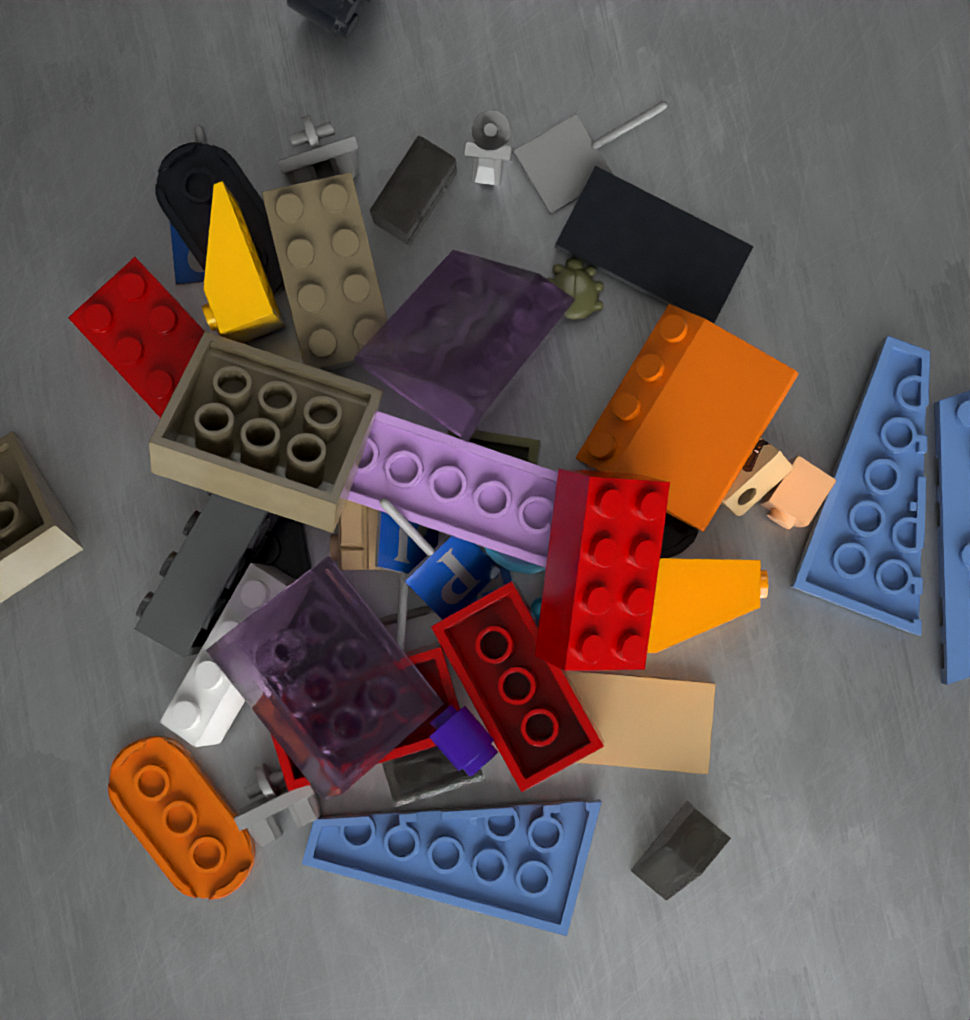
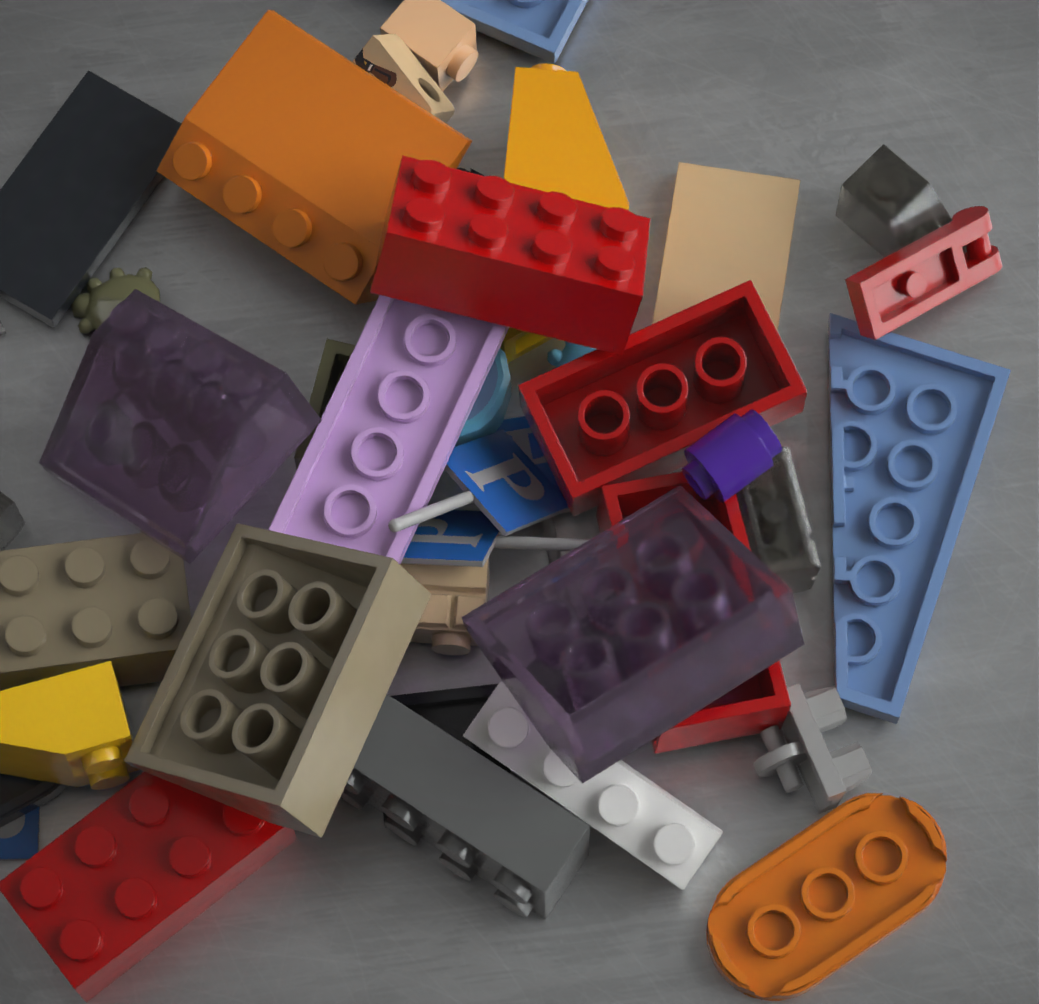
camera: 90 degrees left, 15 degrees down
(634, 872) = (924, 273): none -> plate

